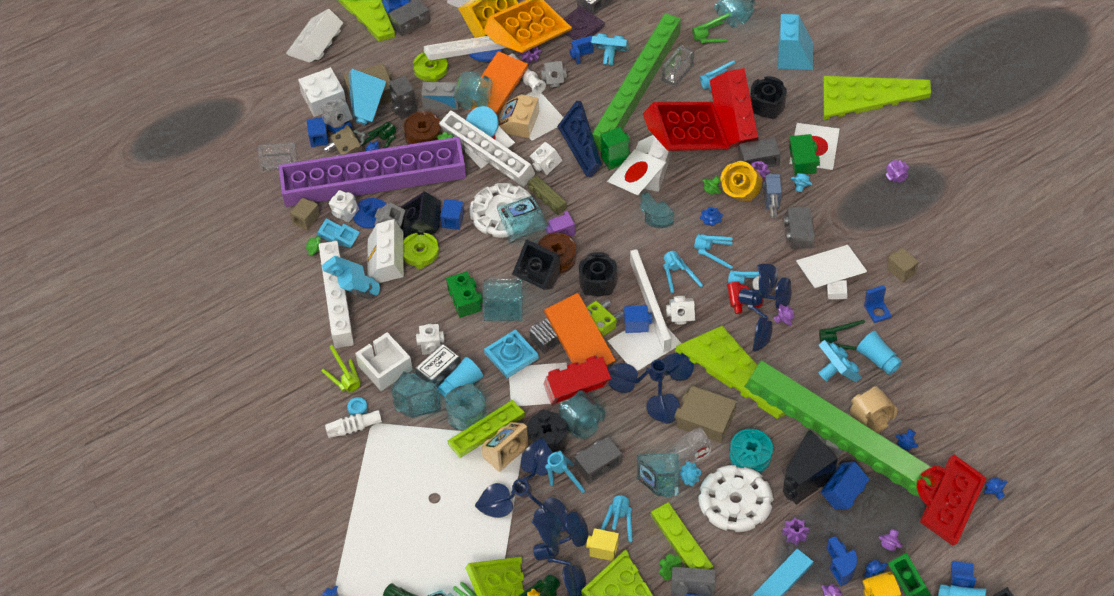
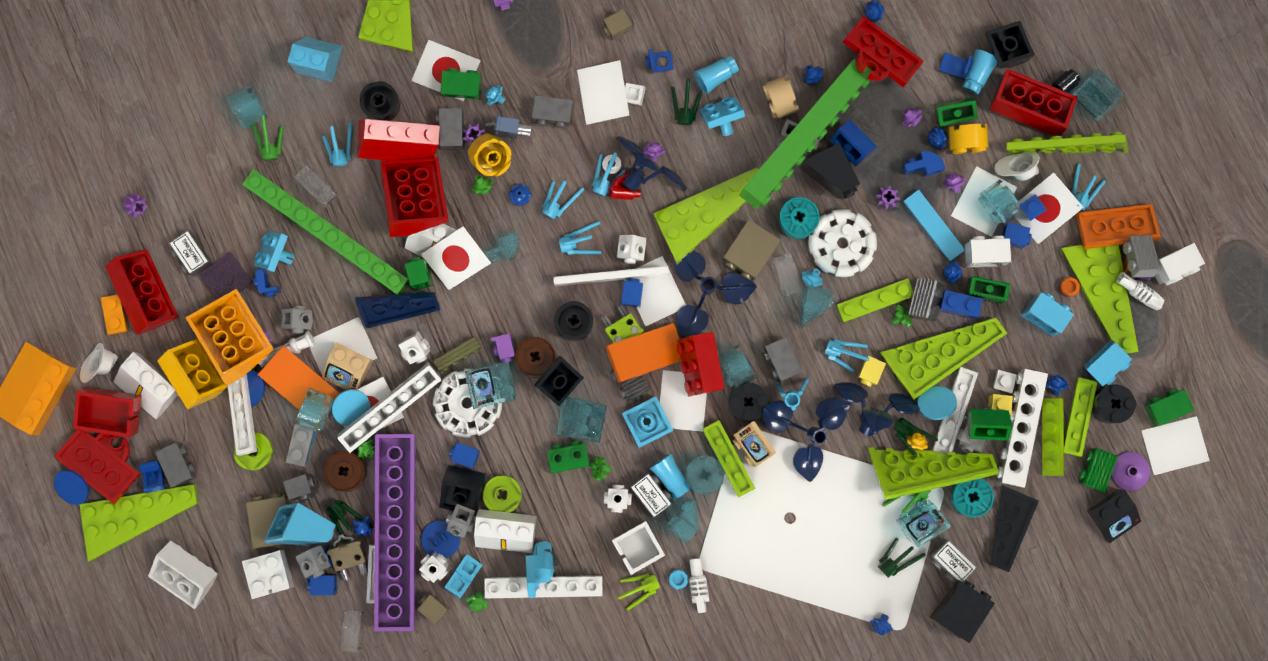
camera: 80 degrees left, 30 degrees up
(458, 322) = (600, 468): none -> bright green plant

